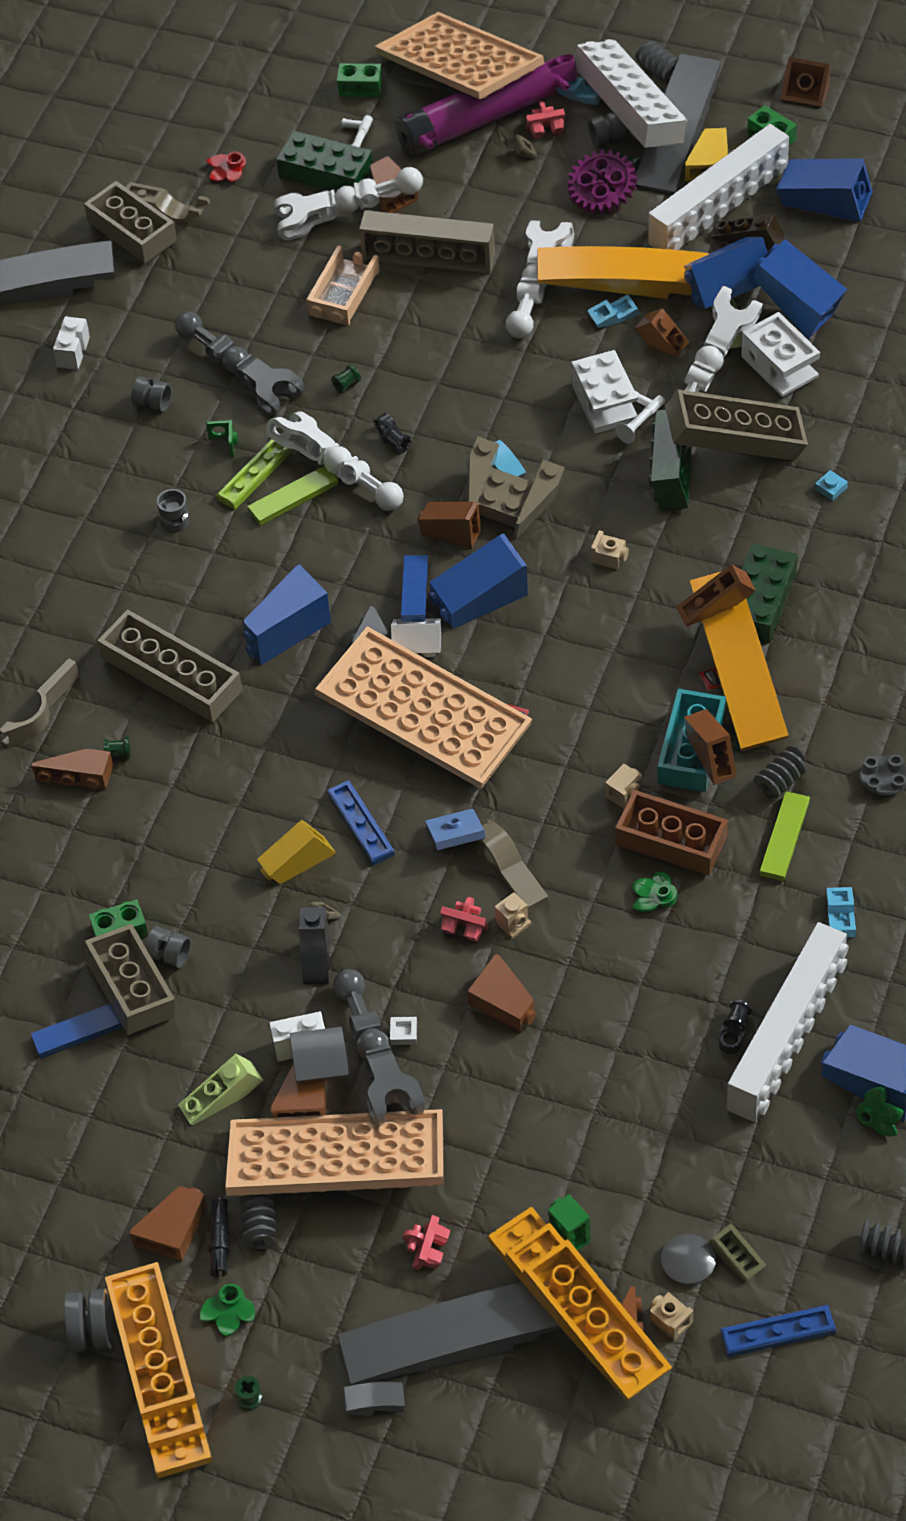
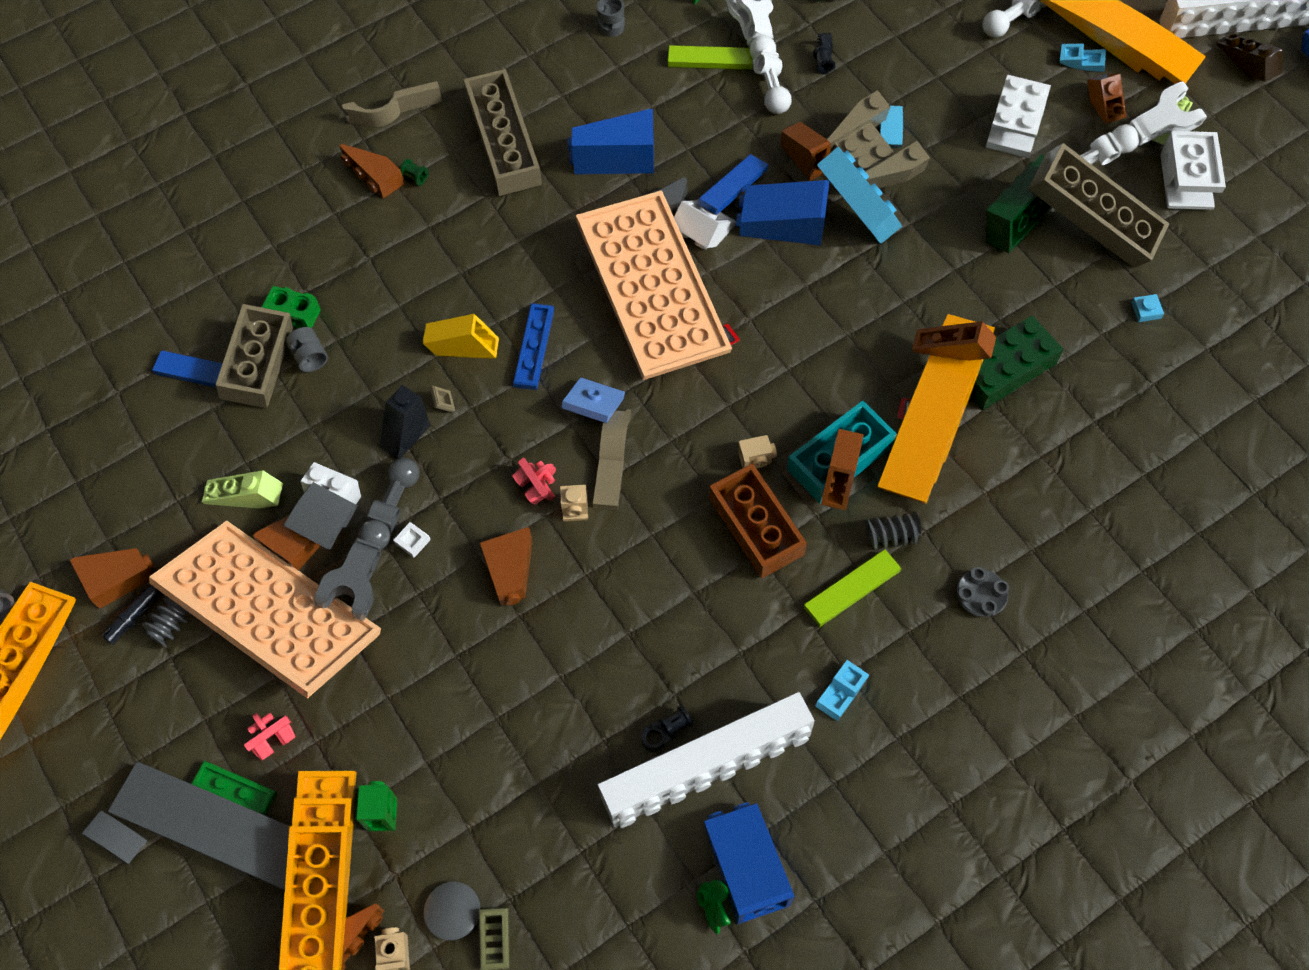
camera: 35 degrees right, 10 degrees up
(228, 1313) = (87, 677): green plate -> none
(248, 1392) = (35, 758): dark green bush -> none
(253, 474) = (695, 25): lime tile -> none
(431, 1297) = (234, 788): none -> green tile
(535, 529) = (859, 194): none -> medium azure wedge
(608, 551) = (912, 248): tan brick -> none
(626, 432) = (1010, 159): white piece -> none
(654, 892) = (701, 560): green plate -> none
(726, 267) = (1206, 74): blue slope -> none
(799, 287) = (1253, 122): blue slope -> none

